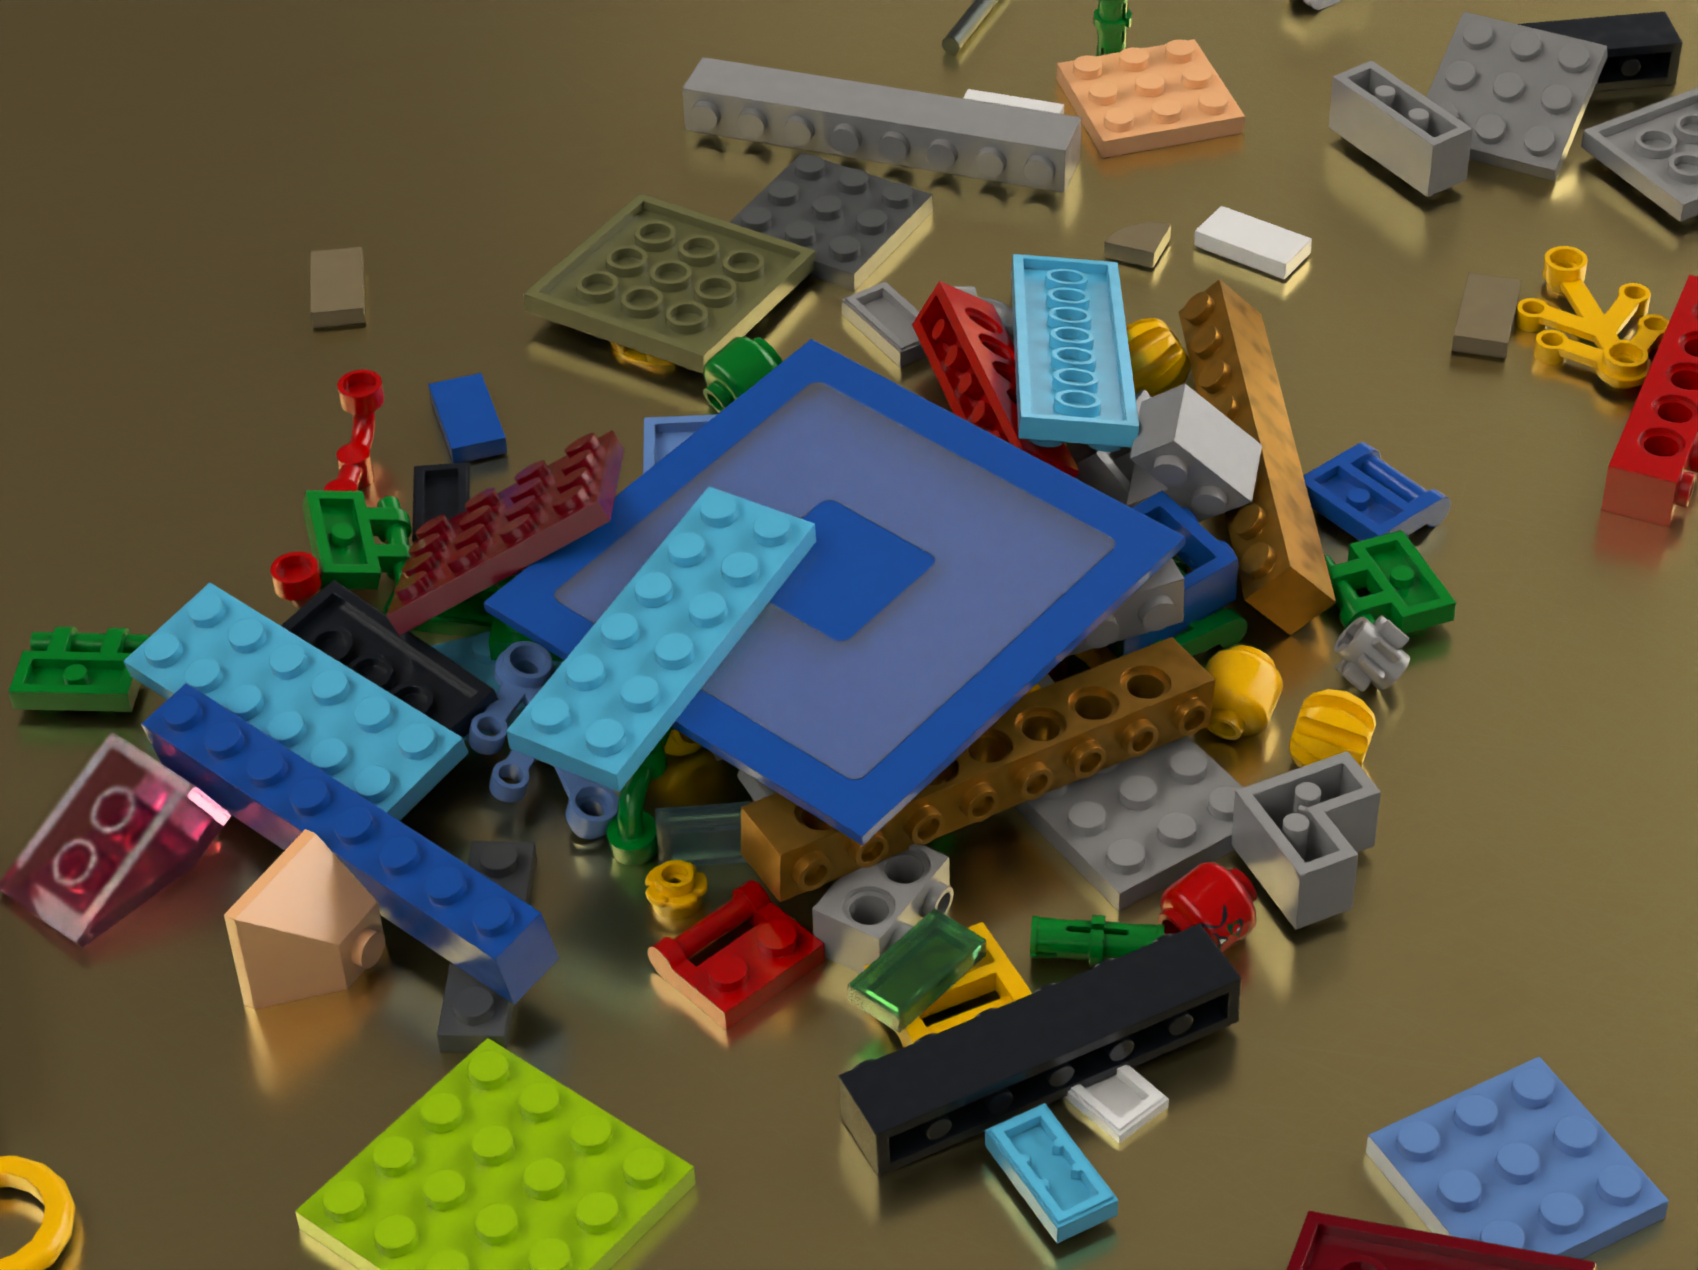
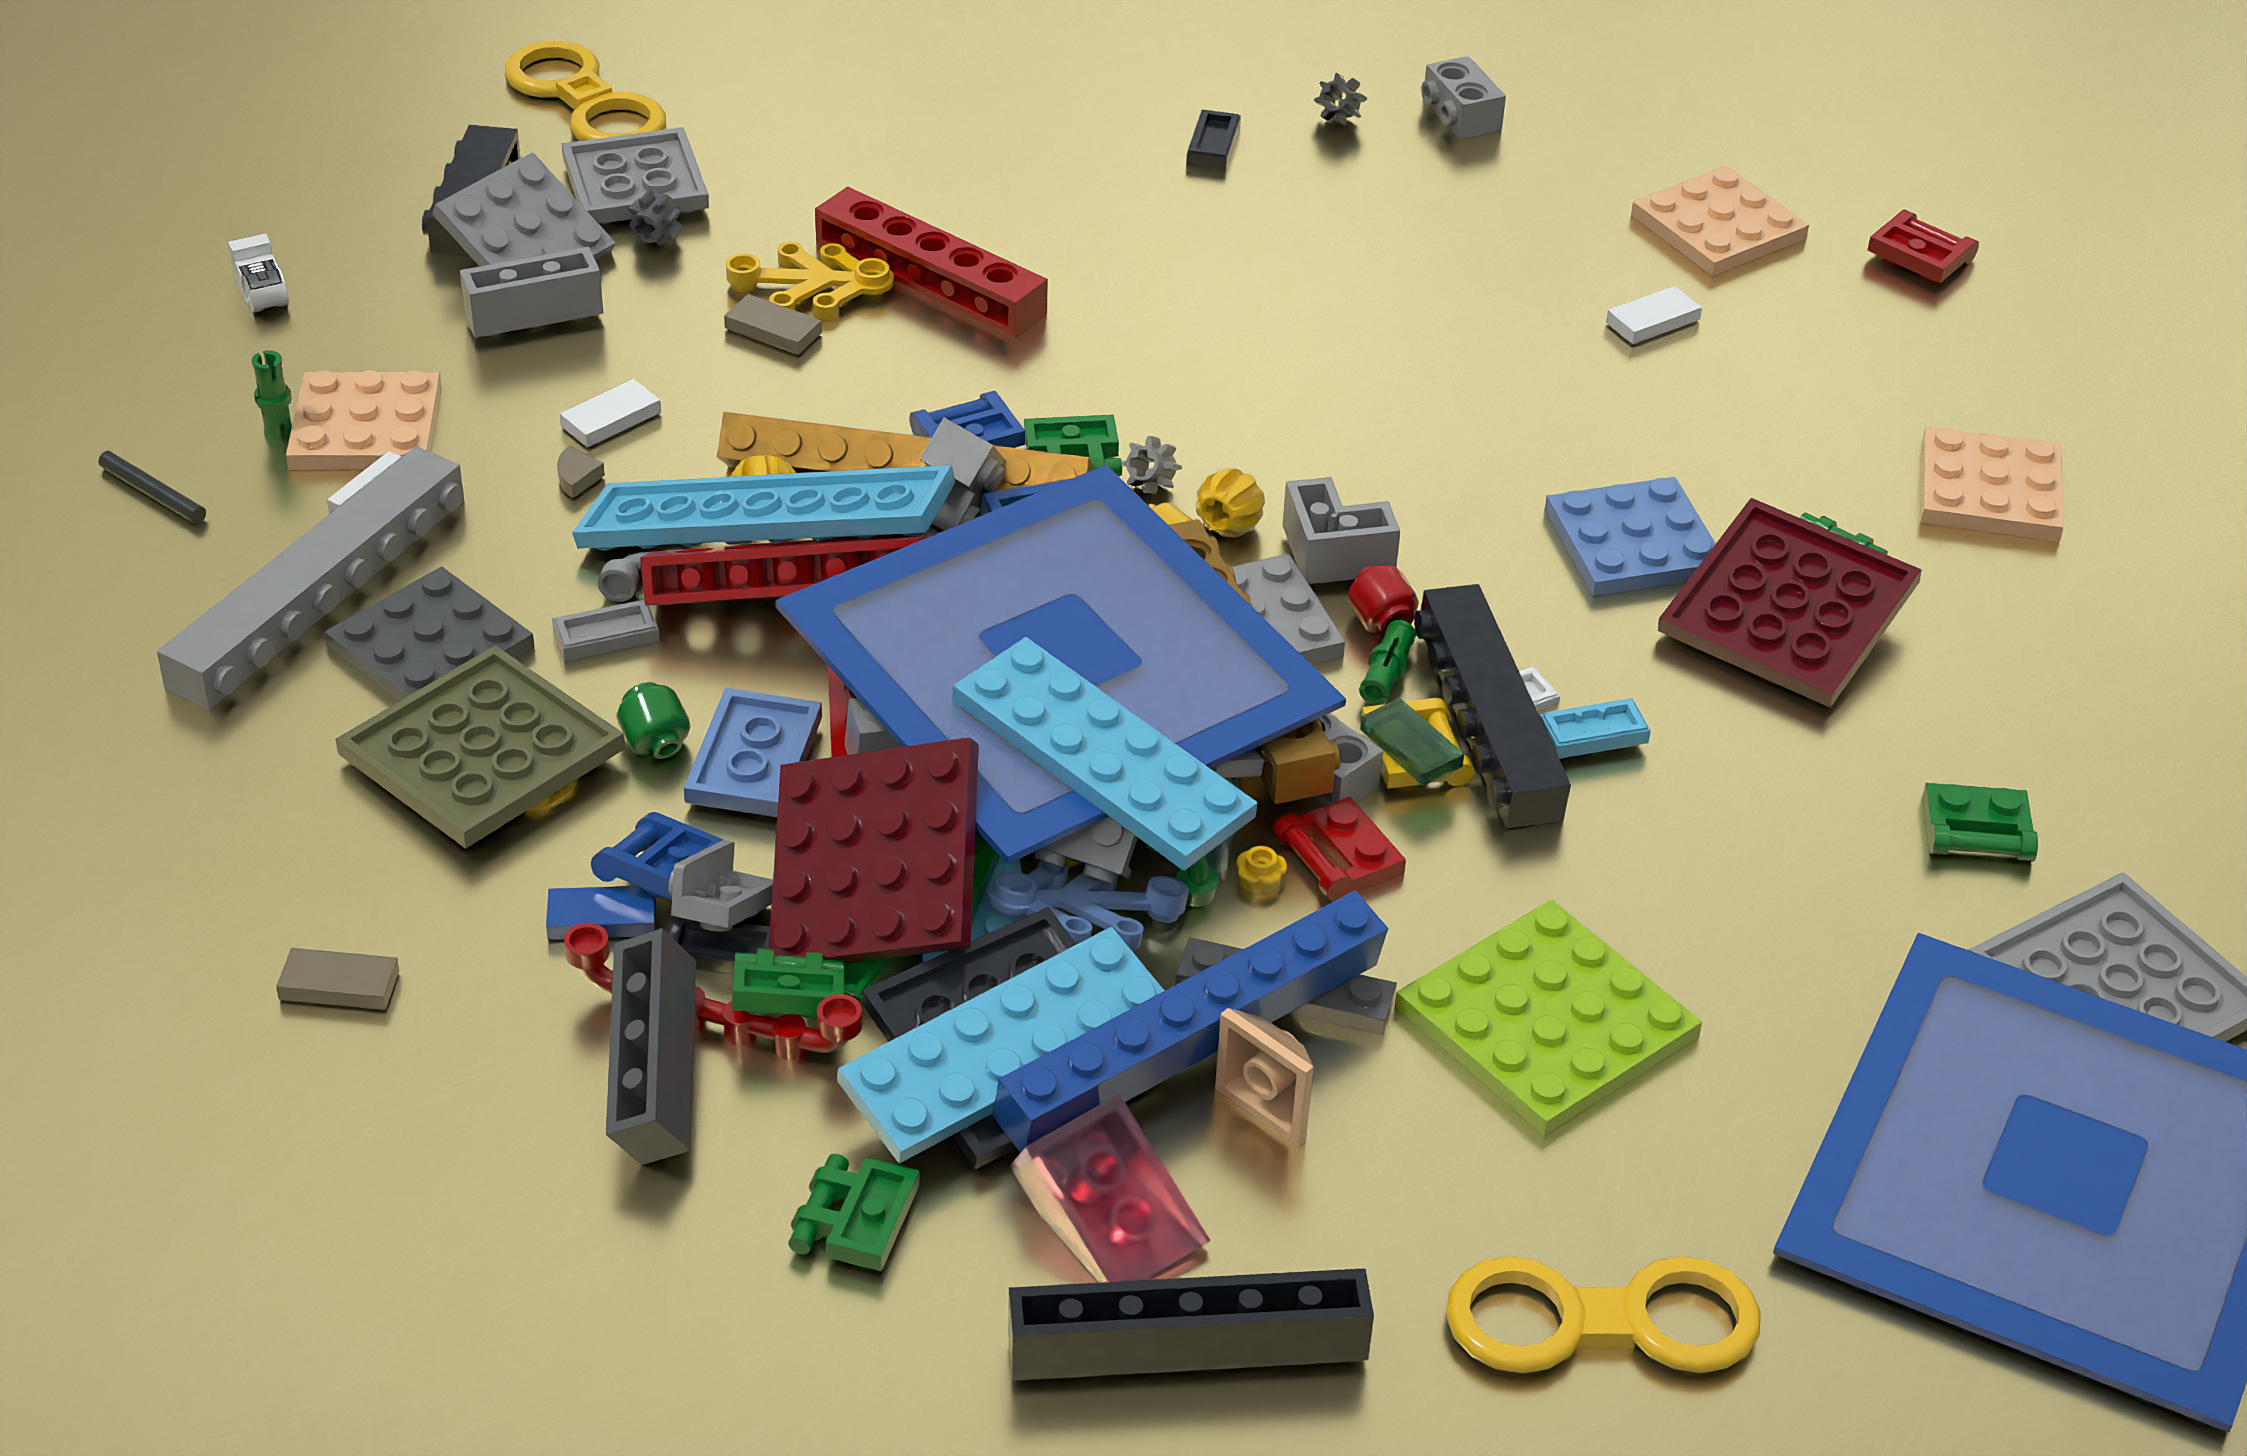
camera: 80 degrees left, 0 degrees up
(238, 467) = (651, 1047): none -> dark grey brick
(479, 456) = (714, 894): none -> light grey bracket
(531, 423) = (669, 842): none -> blue plate
(1608, 180) = (655, 218): none -> dark grey gear

